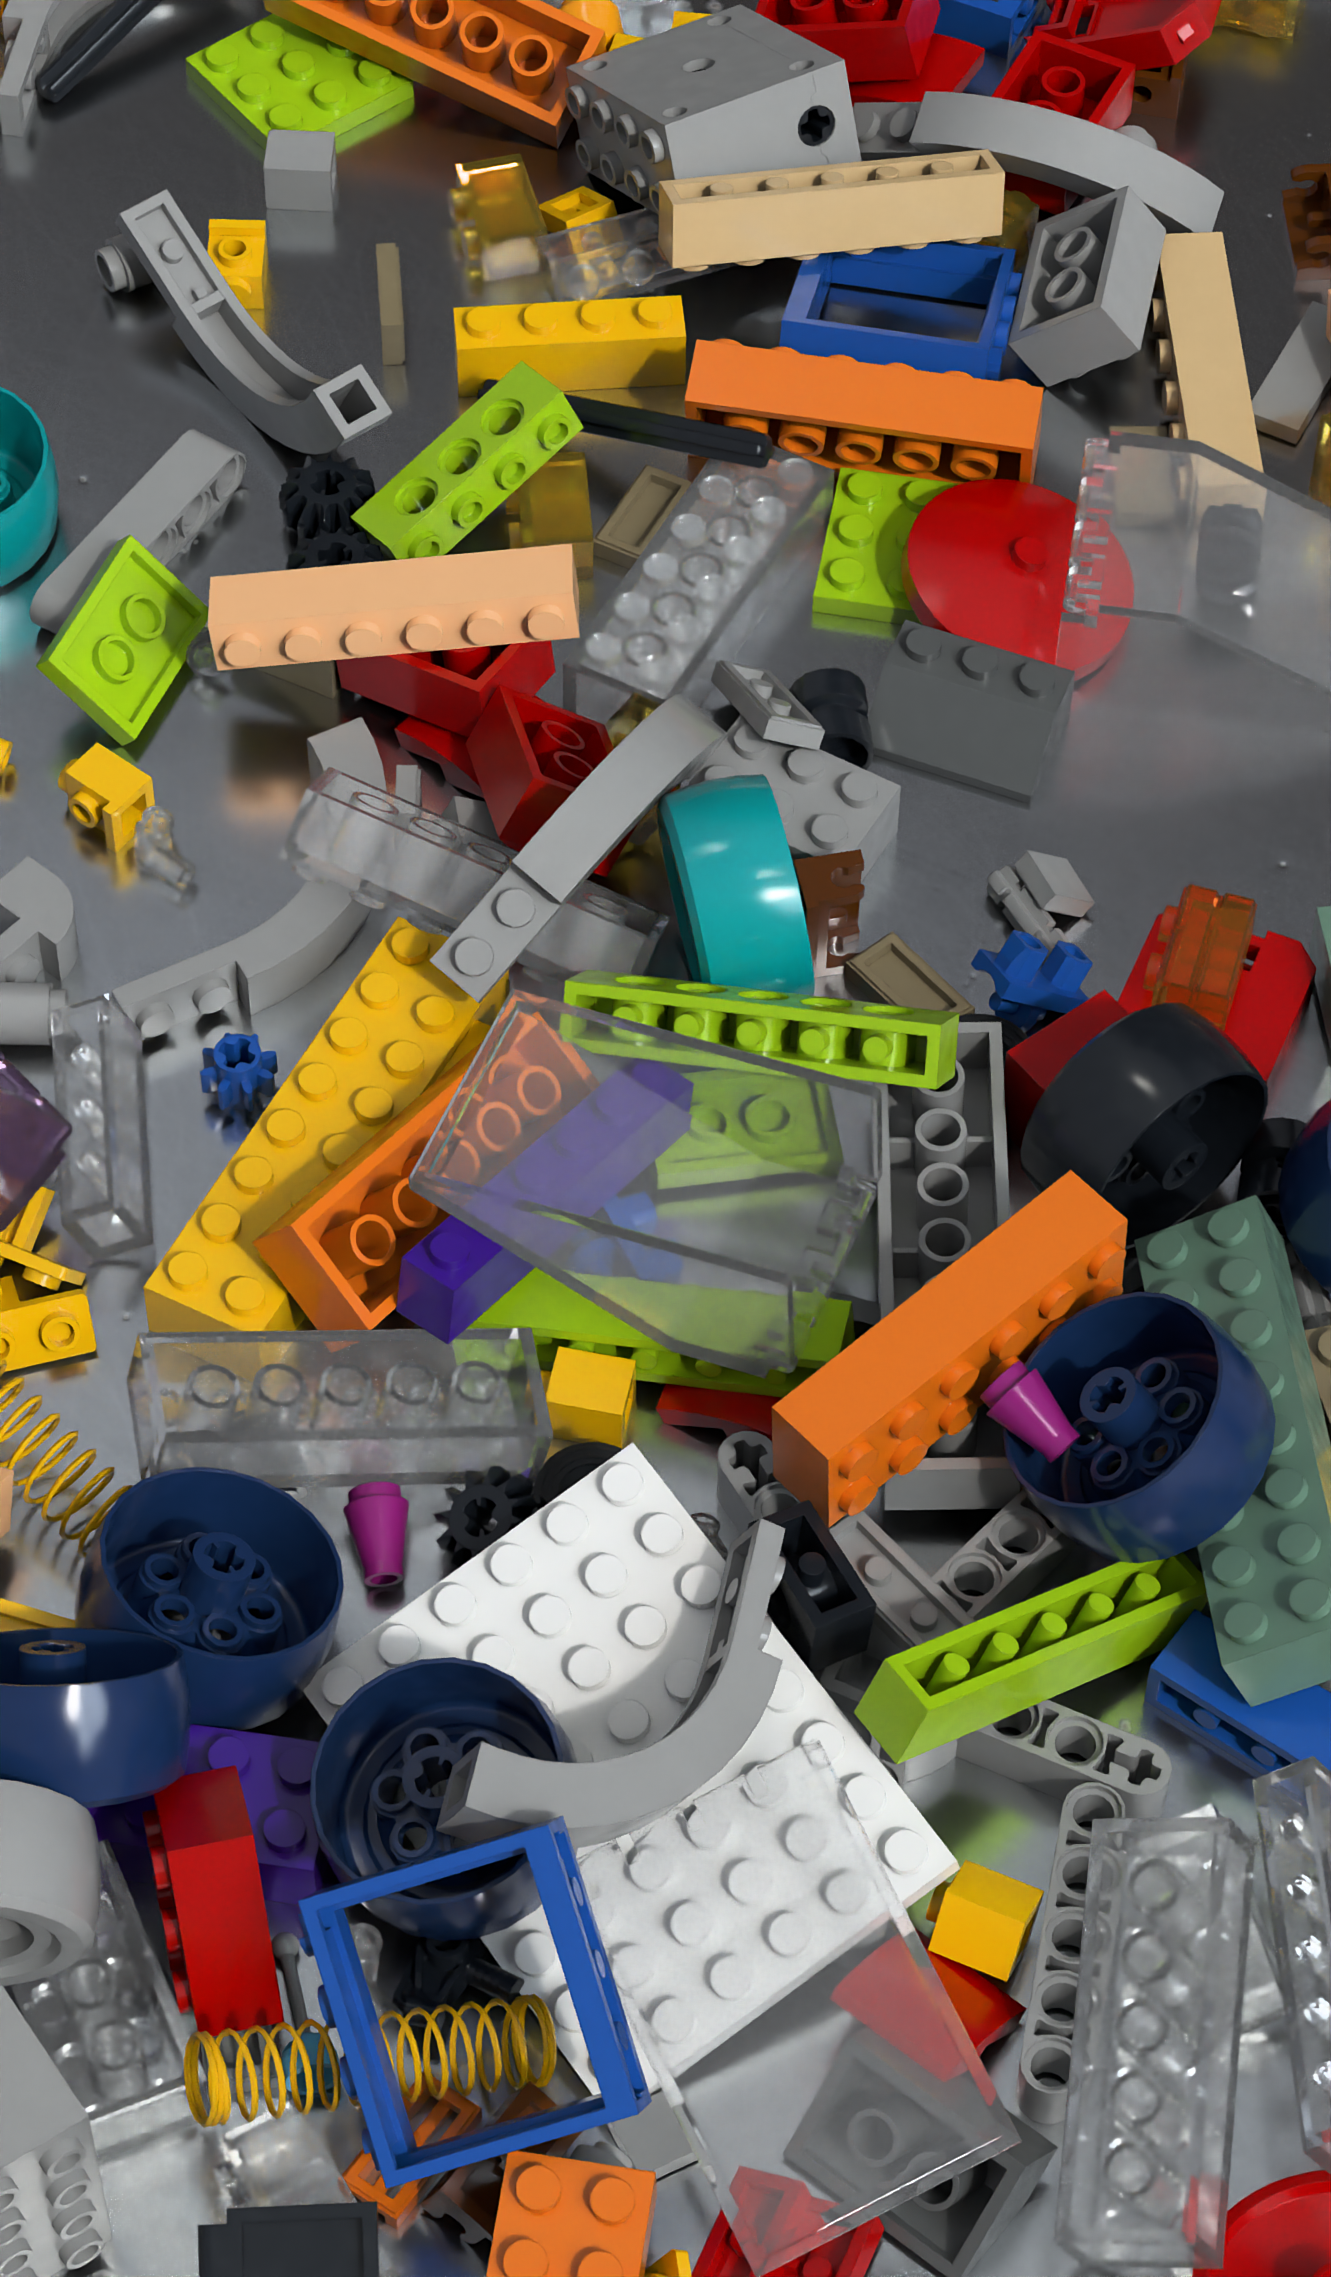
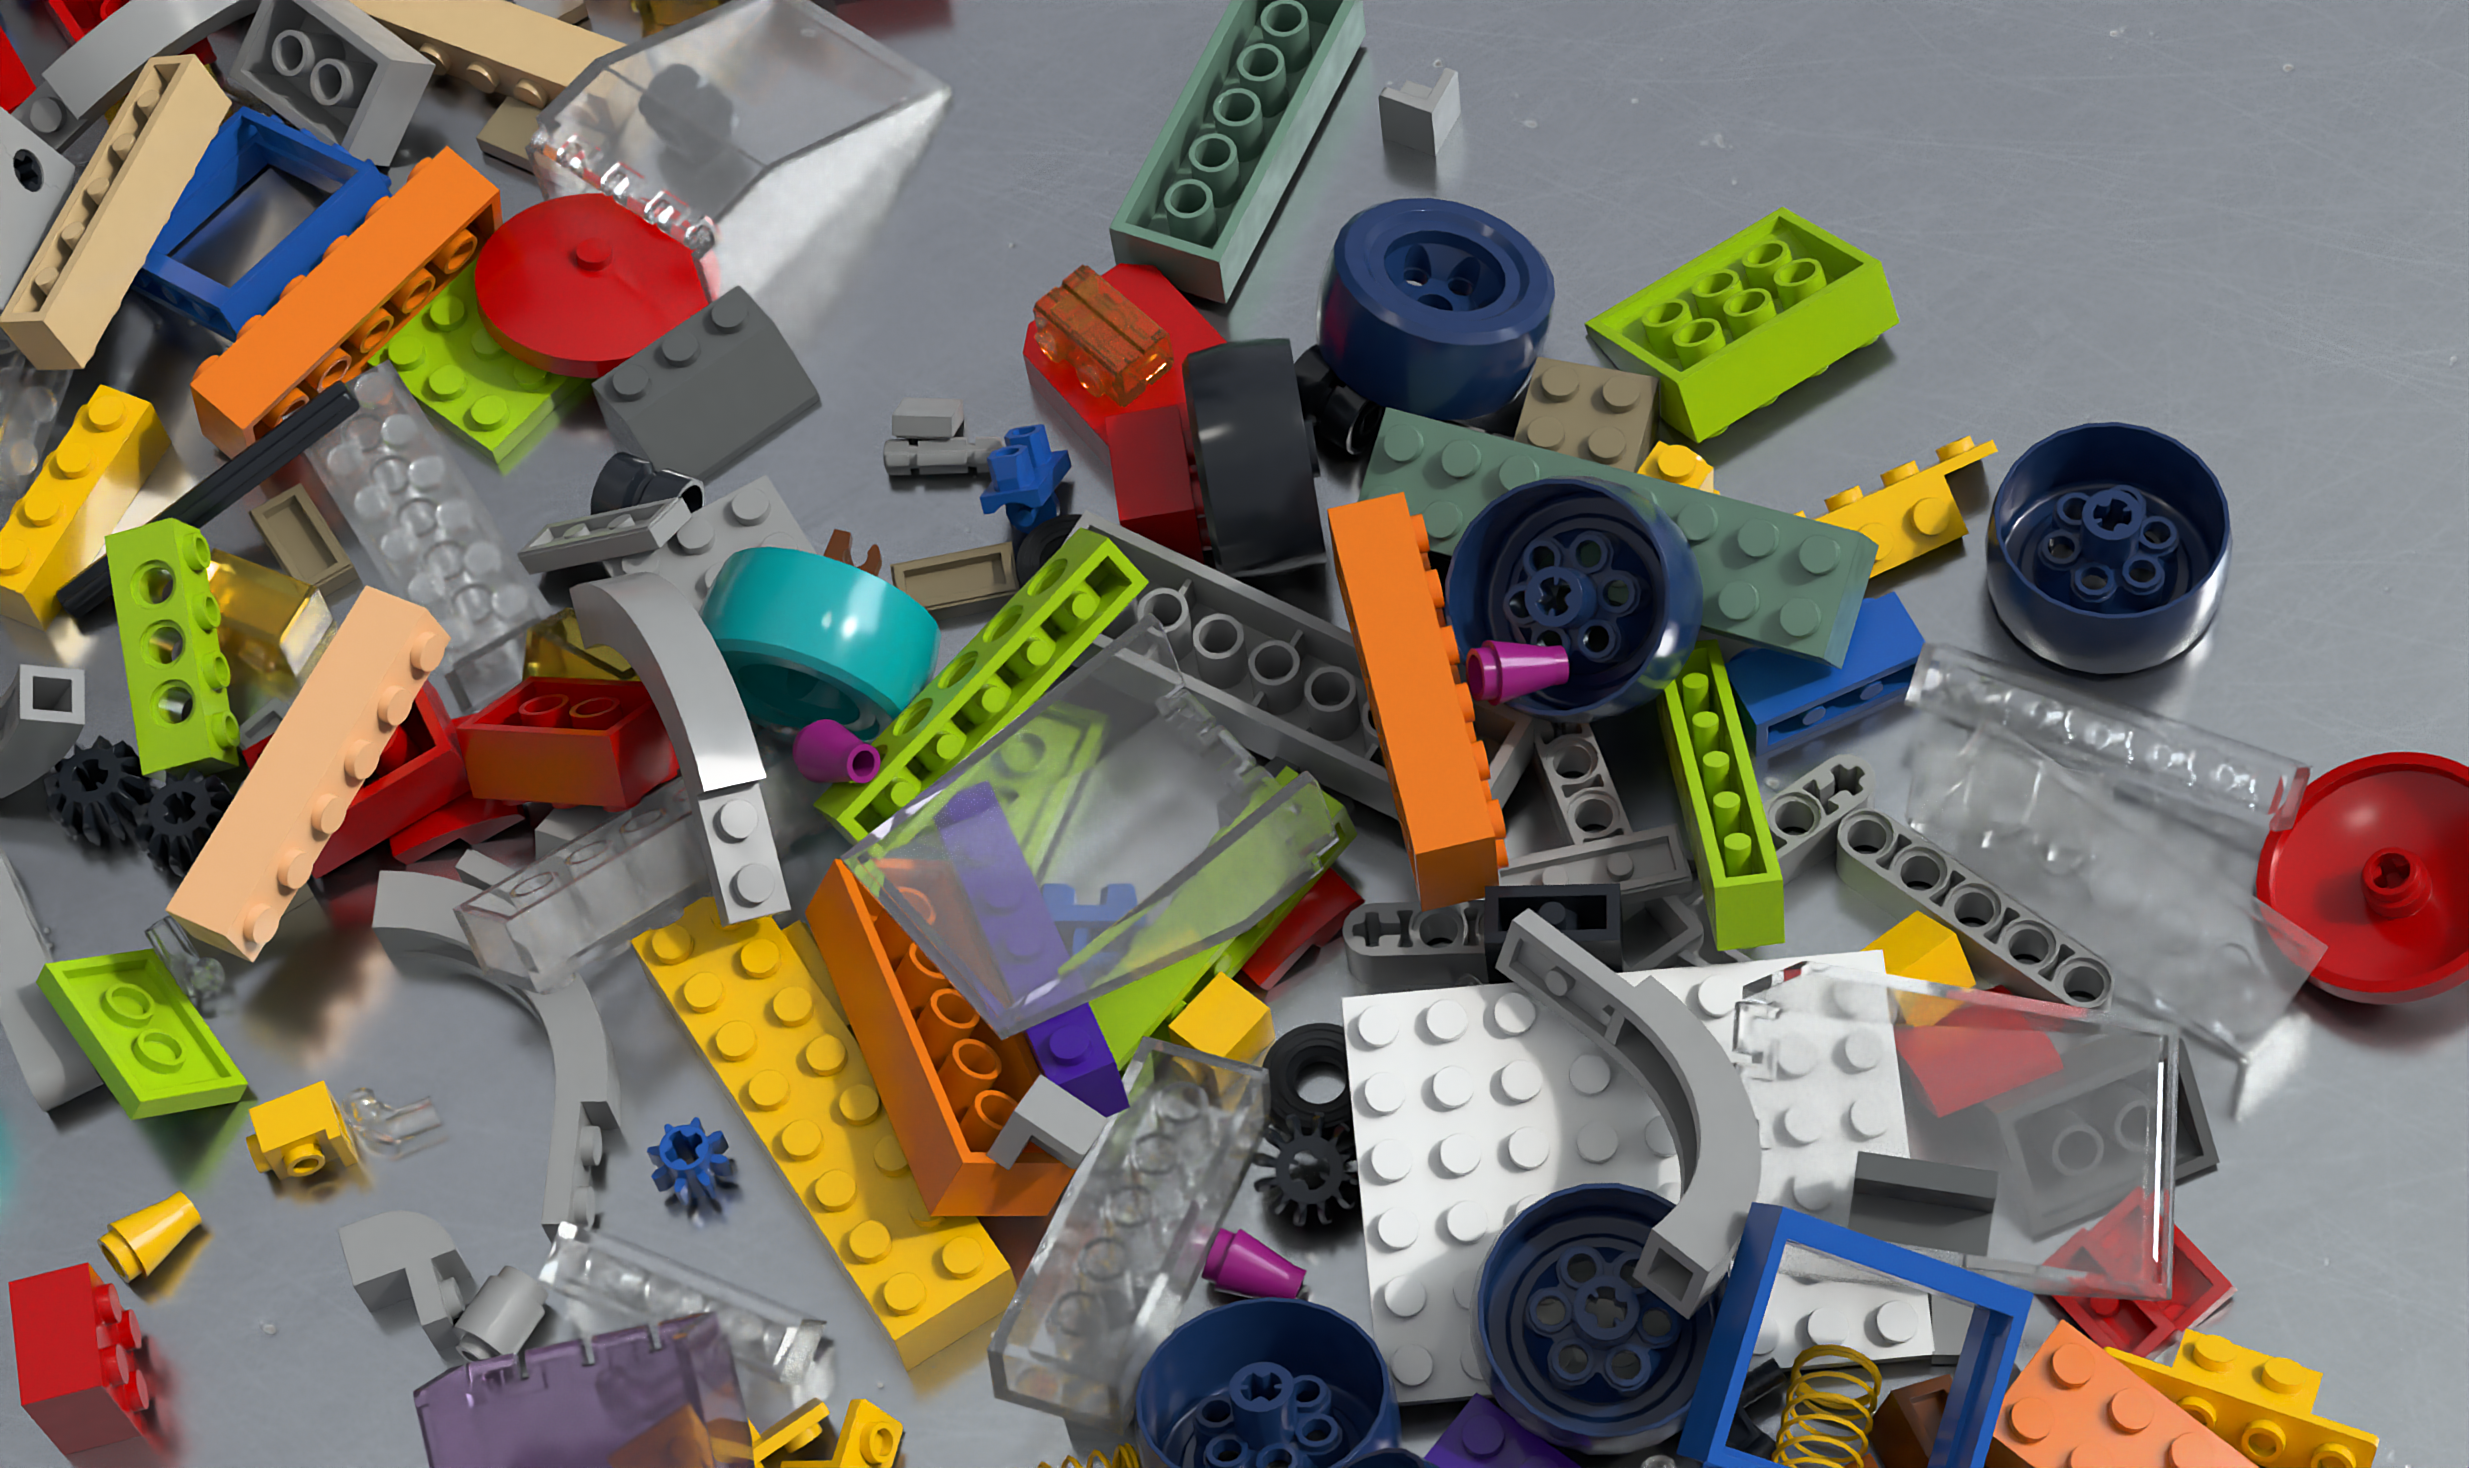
camera: 50 degrees left, 5 degrees up
(368, 1274) = (1052, 1122): none -> light grey panel
(629, 947) = (833, 754): none -> magenta cone
(708, 2016) = (1923, 1203): none -> dark grey panel

